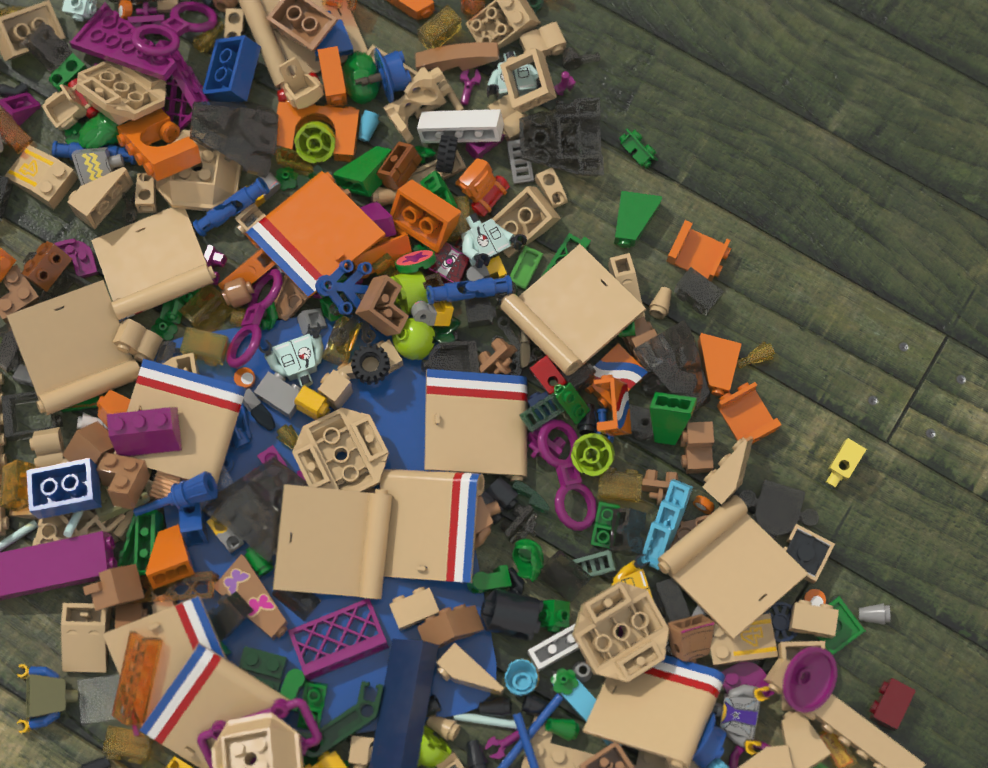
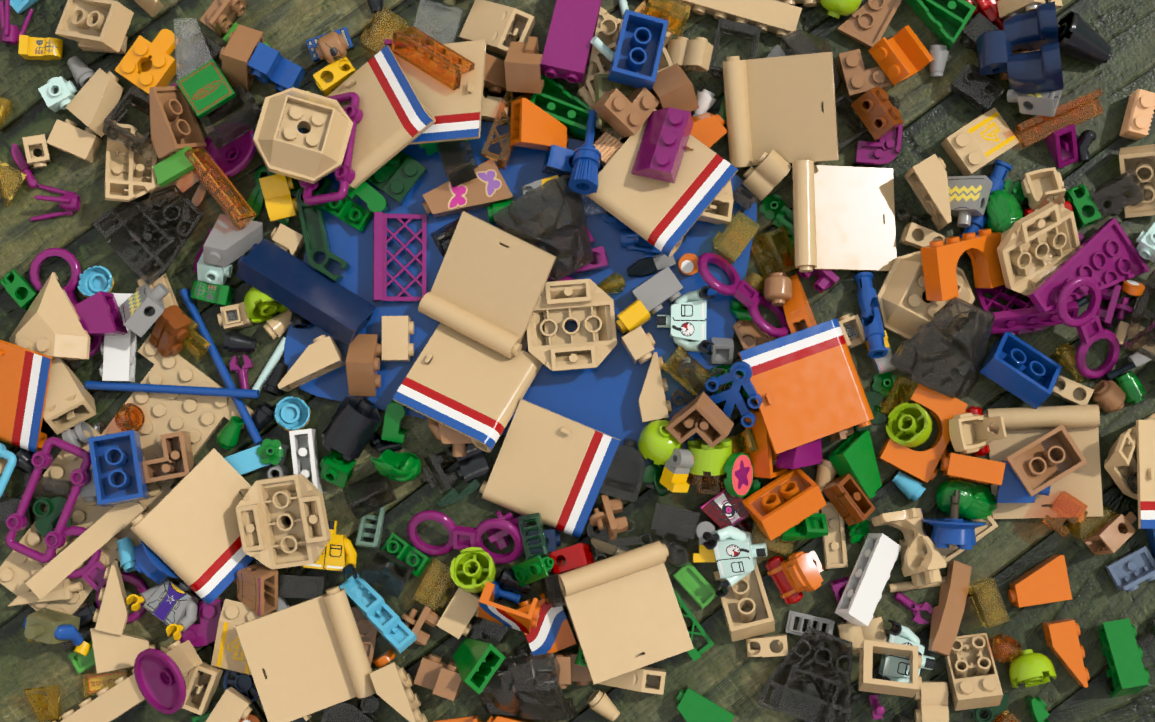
camera: 120 degrees right, 10 degrees up
(169, 132) = (976, 283): orange tile -> none
(370, 351) = (648, 374): black tyre -> none
(446, 154) = (842, 552): black tyre -> none
(480, 288) = (682, 530): blue piece -> none
(635, 454) = (459, 614): none -> tan brick

